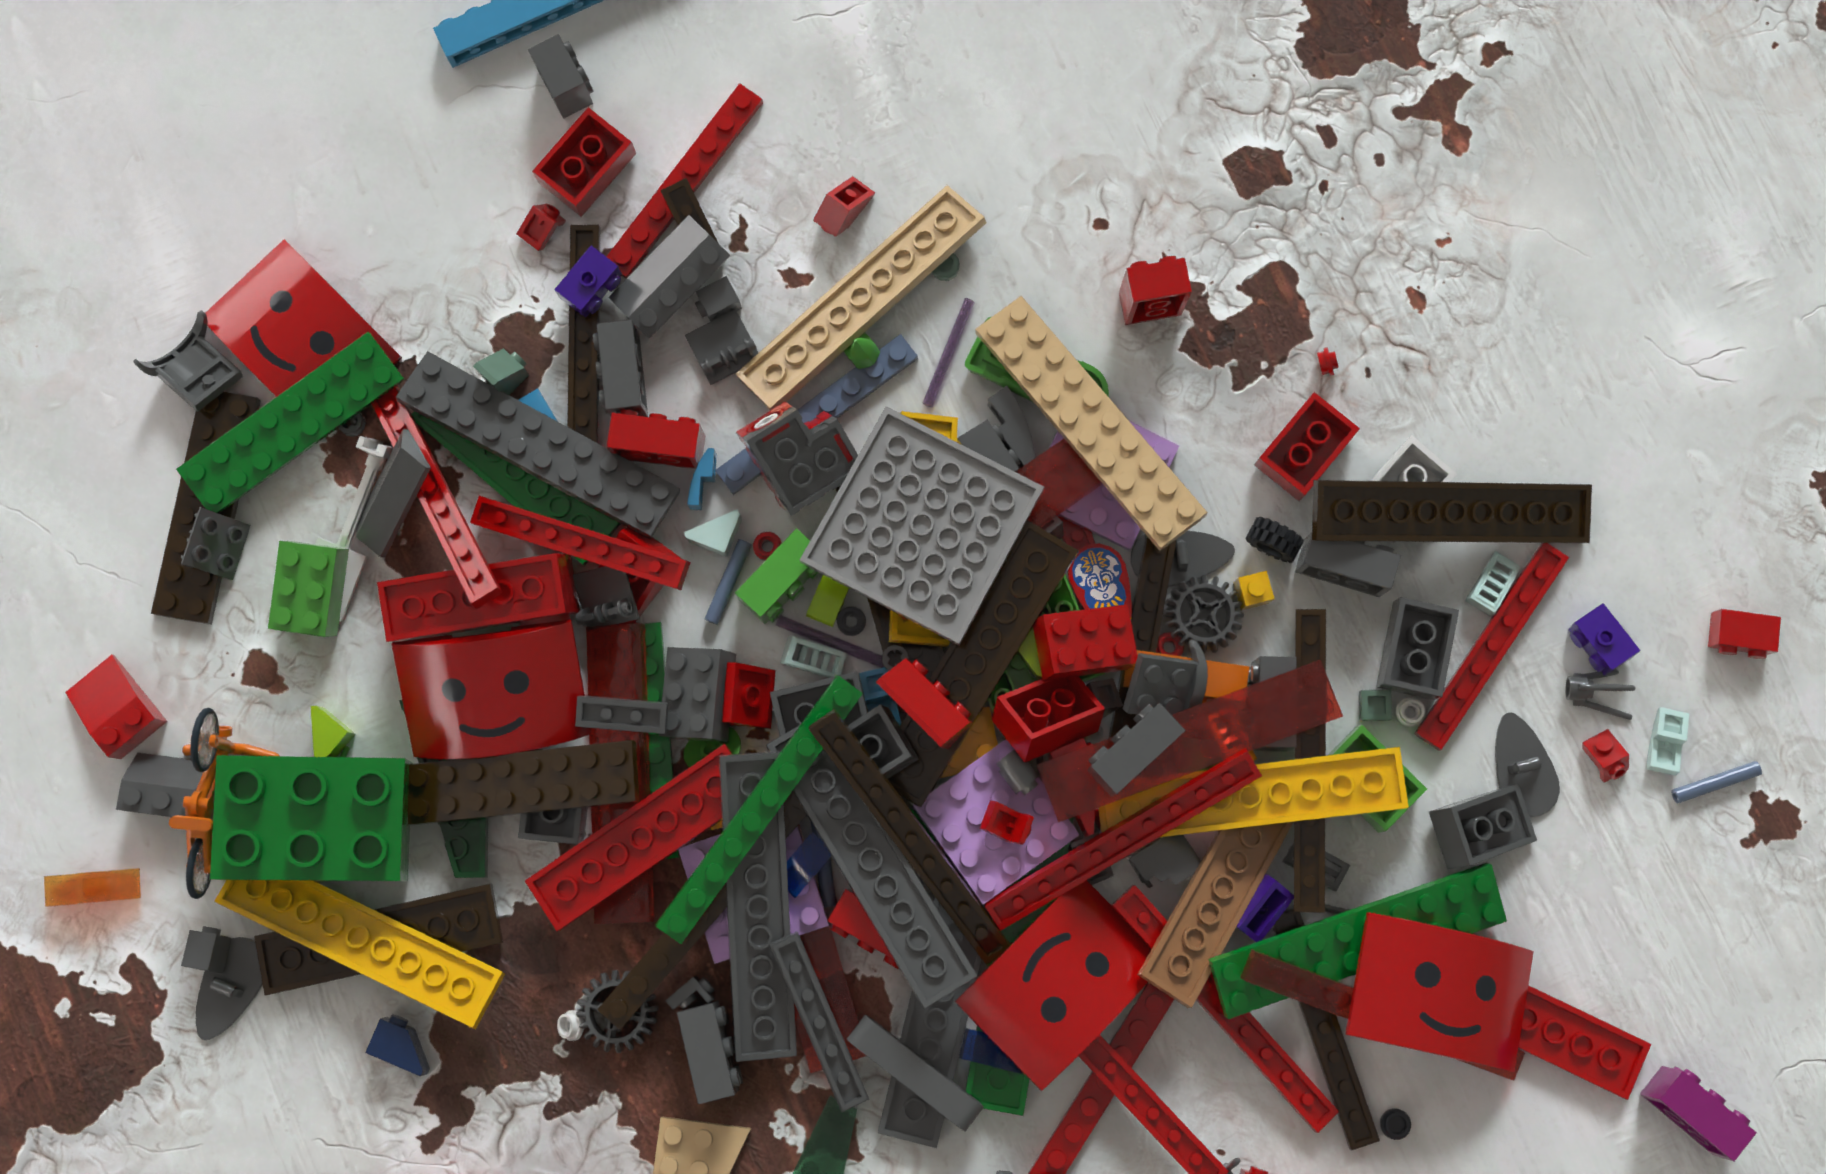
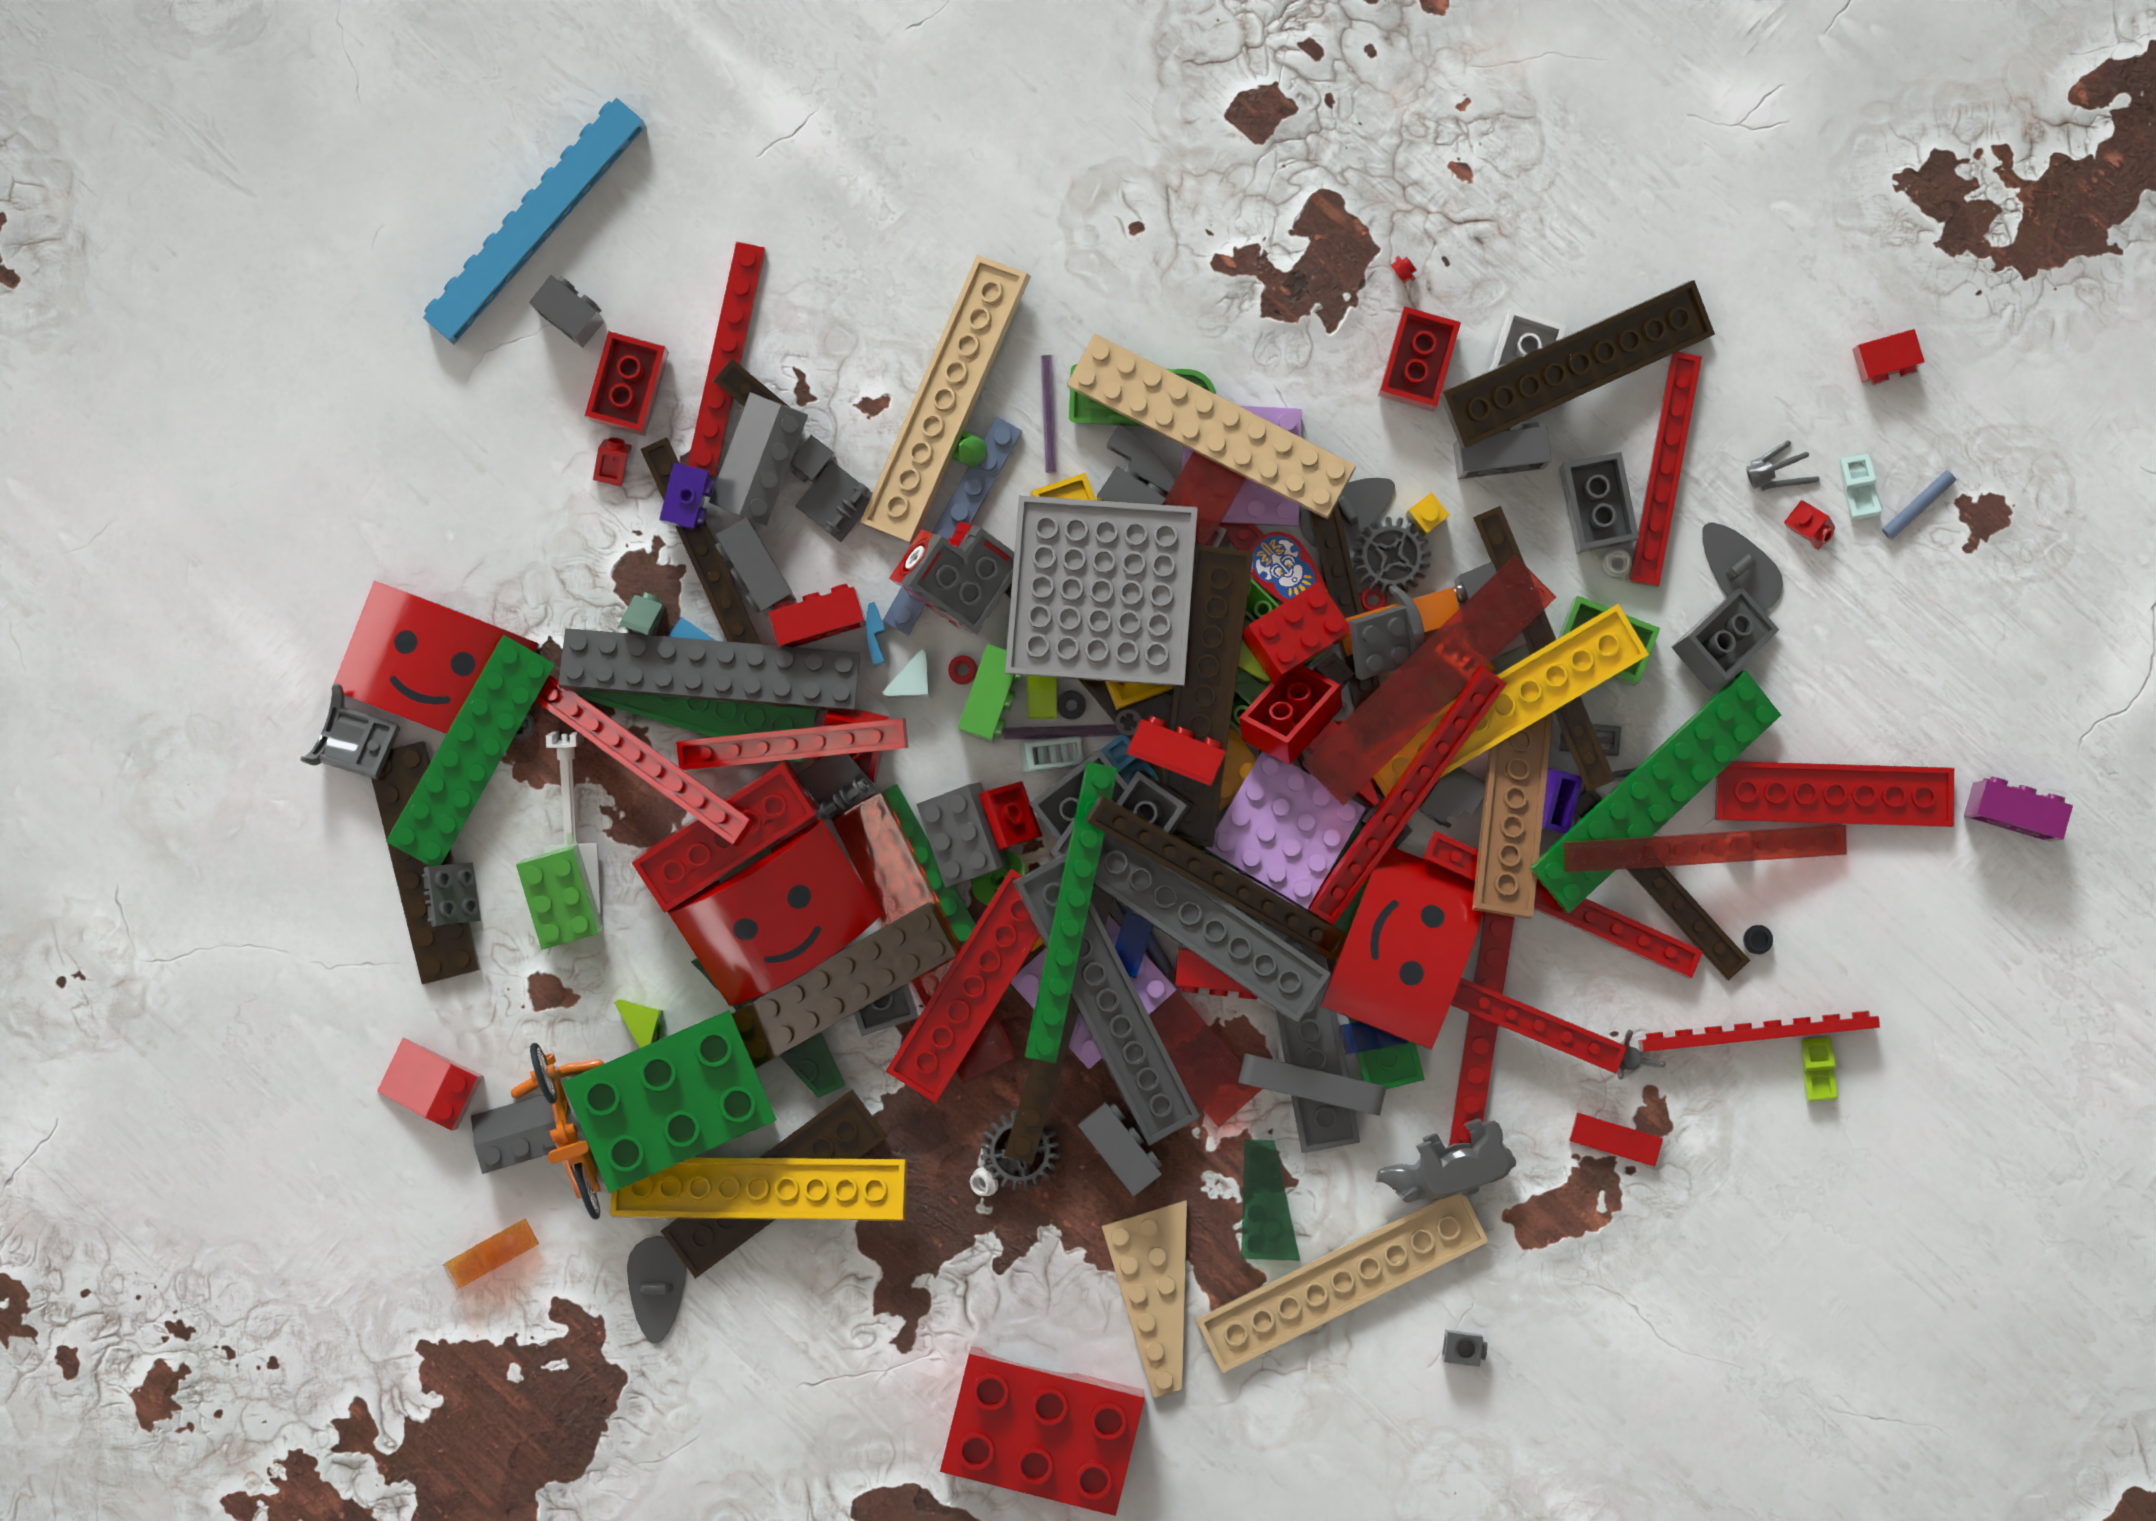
camera: 25 degrees left, 5 degrees up
(206, 950) = (623, 1262): dark grey brick -> none
(393, 495) = (600, 776): dark grey slope -> none
(398, 1045) = (836, 1268): dark blue slope -> none
(621, 714) = (905, 883): dark grey plate -> none
(685, 995) = (1075, 1109): dark grey bracket -> none
(728, 581) = (941, 718): sand blue piece -> none
(819, 1021) = (1206, 1077): dark grey tile -> none
(843, 206) = (888, 318): red slope -> none
(948, 269) = (1014, 334): sand green tile -> none
(1006, 823) = (1297, 827): red bracket -> none
(1017, 773) = (1287, 777): dark grey brick -> none
(1134, 748) = (1383, 710): dark grey brick -> none
(1154, 290) = (1216, 275): red brick -> none
(1274, 539) = (1426, 459): black tyre -> none
(1375, 705) = (1583, 570): sand green tile -> none
(1440, 991) = (1746, 804): red slope -> none
(1480, 602) = (1640, 433): light aqua slope -> none
(1603, 640) = (1763, 420): dark purple brick -> none

